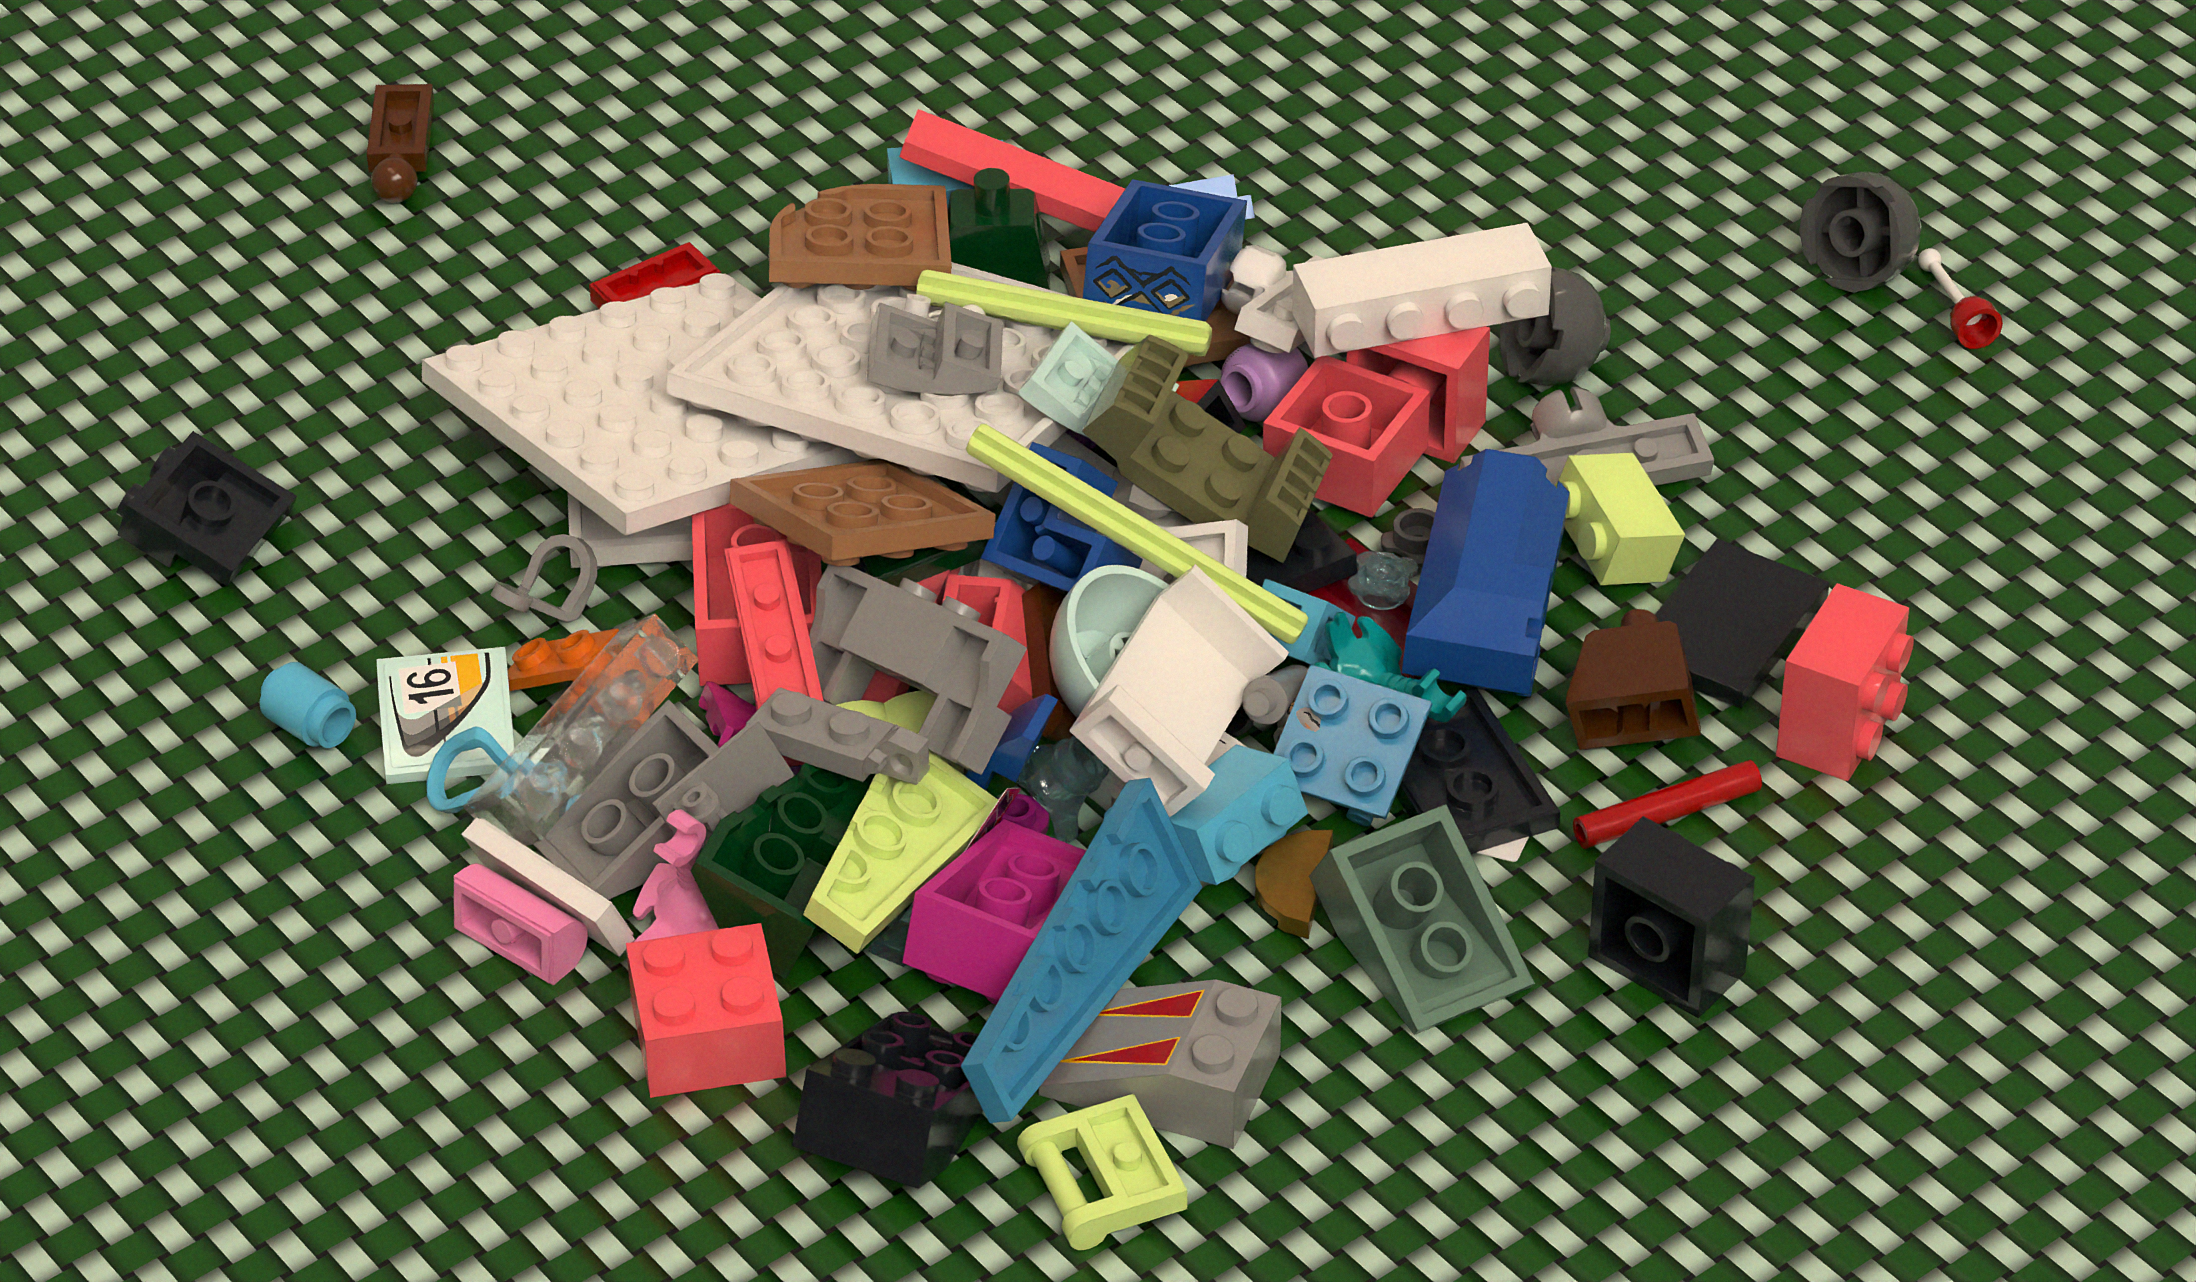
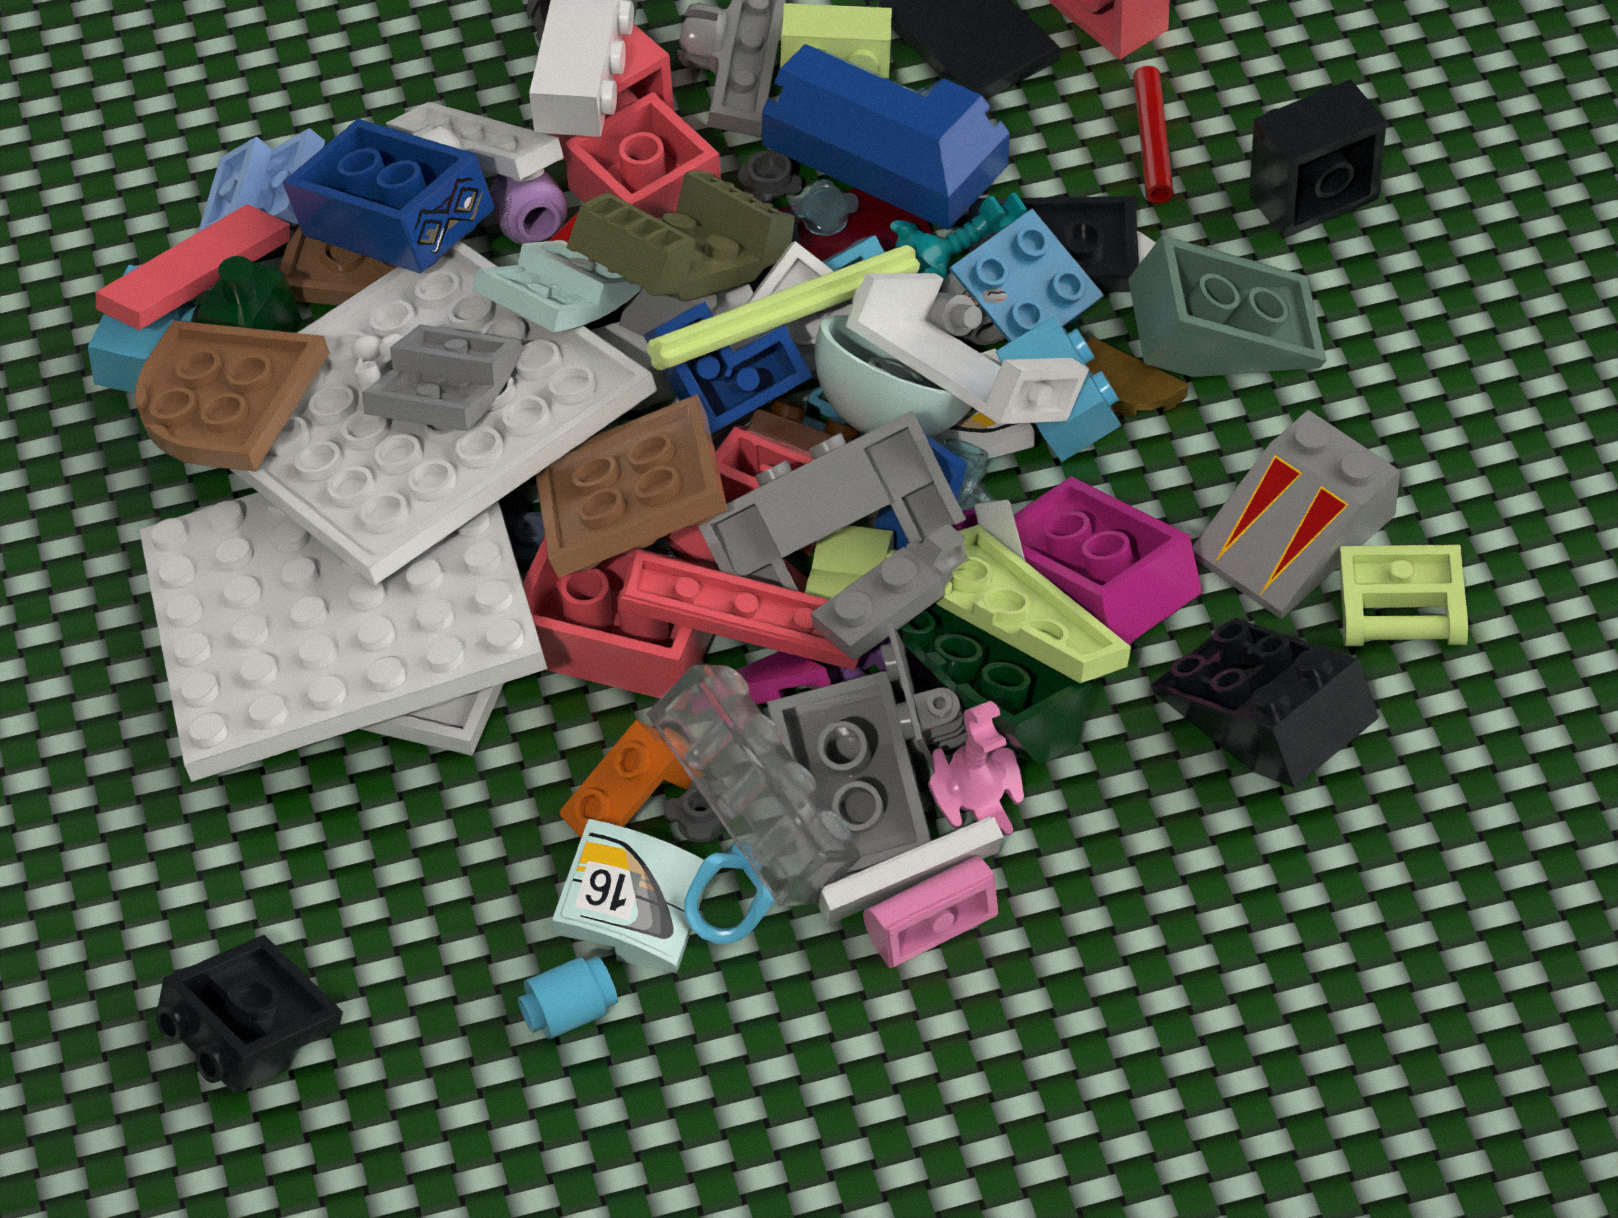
camera: 65 degrees left, 10 degrees up
(577, 598) = (505, 802): light grey piece -> none
(669, 269) = (121, 585): red plate -> none
(706, 1010) = (1114, 800): coral brick -> none
(1059, 310) = (421, 286): yellowish green axle -> none
(1094, 938) = (1218, 547): dark azure wing -> none
(1632, 685) = (1035, 94): reddish brown torso -> none

